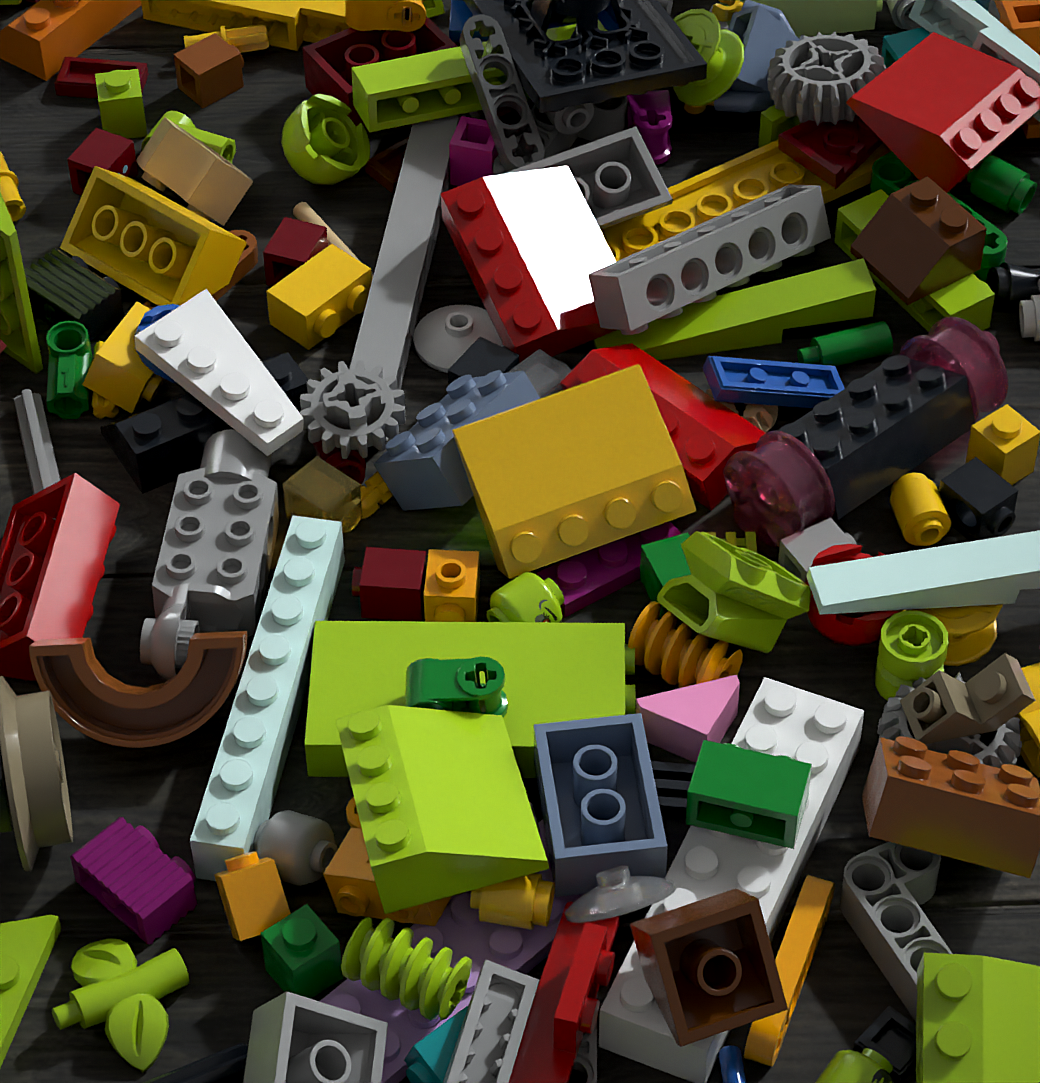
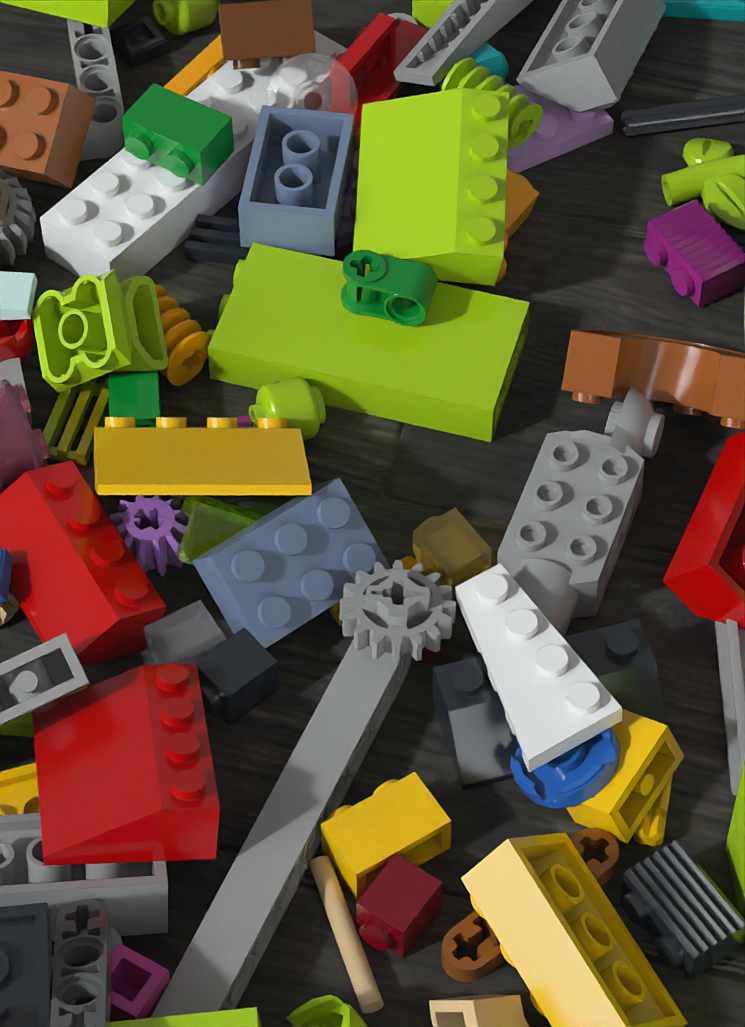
camera: 165 degrees left, 5 degrees up
(67, 367) = (697, 798): green piece -> none
(251, 894) = (600, 204): light orange brick -> none
(268, 696) = (533, 395): light aqua brick -> none
(298, 845) = (554, 246): light grey head -> none
(302, 954) = (568, 164): green brick -> none
(391, 584) = (405, 463): dark red brick -> none
(448, 596) = (350, 444): light orange brick -> none
(449, 332) = (246, 785): white dish -> none
(688, 715) = (187, 277): bright pink slope -> none

